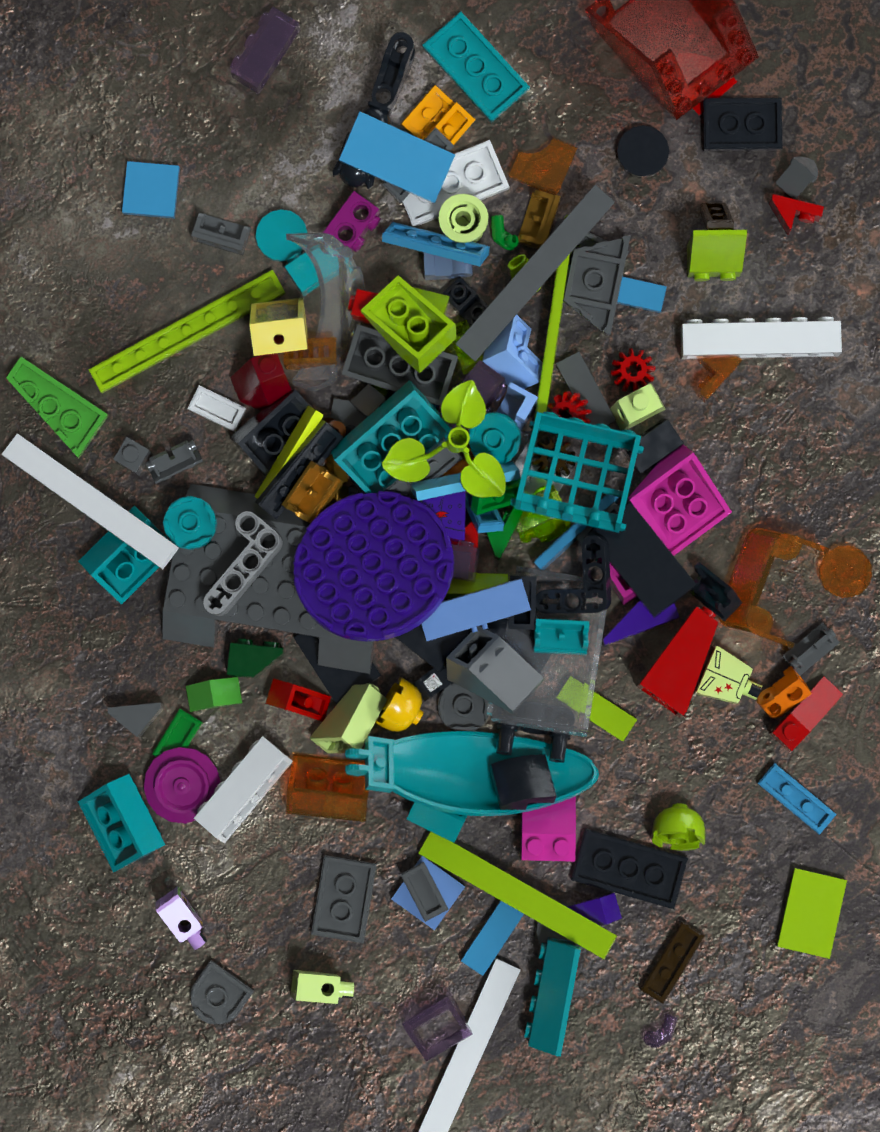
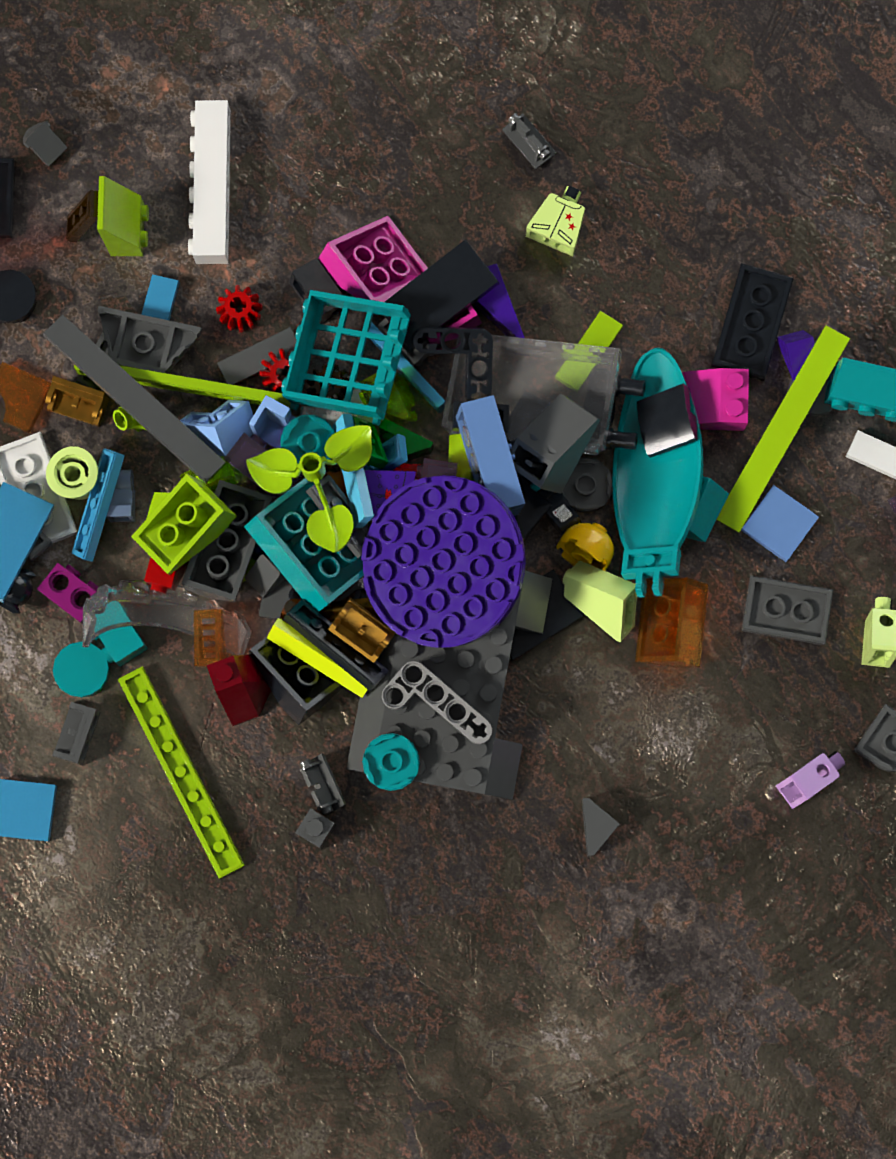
camera: 90 degrees left, 5 degrees down
(61, 408) = (260, 908): bright green wing -> none
(90, 501) = (364, 873): white tile -> none
(118, 565) = (421, 835): teal slope -> none
(121, 822) = (711, 843): teal slope -> none
(179, 733) = (619, 784): green tile -> none
(180, 783) = (669, 779): magenta piece -> none
(214, 694) = (572, 745): bright green slope -> none
(217, 408) = (265, 740): white tile -> none
(242, 789) = (674, 711): white brick -> none
(252, 660) = (537, 702): dark green slope -> none
(278, 326) = (182, 662): light yellow brick -> none
(298, 700) = (579, 655): red slope -> none
(424, 891) = (779, 525): dark grey tile -> none
(465, 301) = (161, 476): black slope -> none
(492, 937) = (825, 459): dark azure tile -> none
(501, 236) = (93, 440): green arm -> none
(561, 636) = (516, 380): teal hinge -> none
(637, 407) = (277, 302): yellowish green torso -> none
(672, 962) = (846, 281): dark brown tile -> none
(678, 827) = (711, 268): lime cylinder -> none
(679, 665) = (543, 261): red slope -> none
(714, 593) = (473, 225): black hinge -> none
(721, 369) = (242, 221): clear orange slope -> none
(750, 576) = (458, 195): clear orange windscreen -> none
(783, 694) = (575, 164): orange leg -> none
(788, 208) = (77, 152): red slope -> none
(796, 798) = (680, 158): dark azure tile -> none
(806, 715) = (597, 147): red slope -> none
(811, 913) = (795, 145): lime tile -> none
(845, 572) = (451, 107): clear orange tile -> none

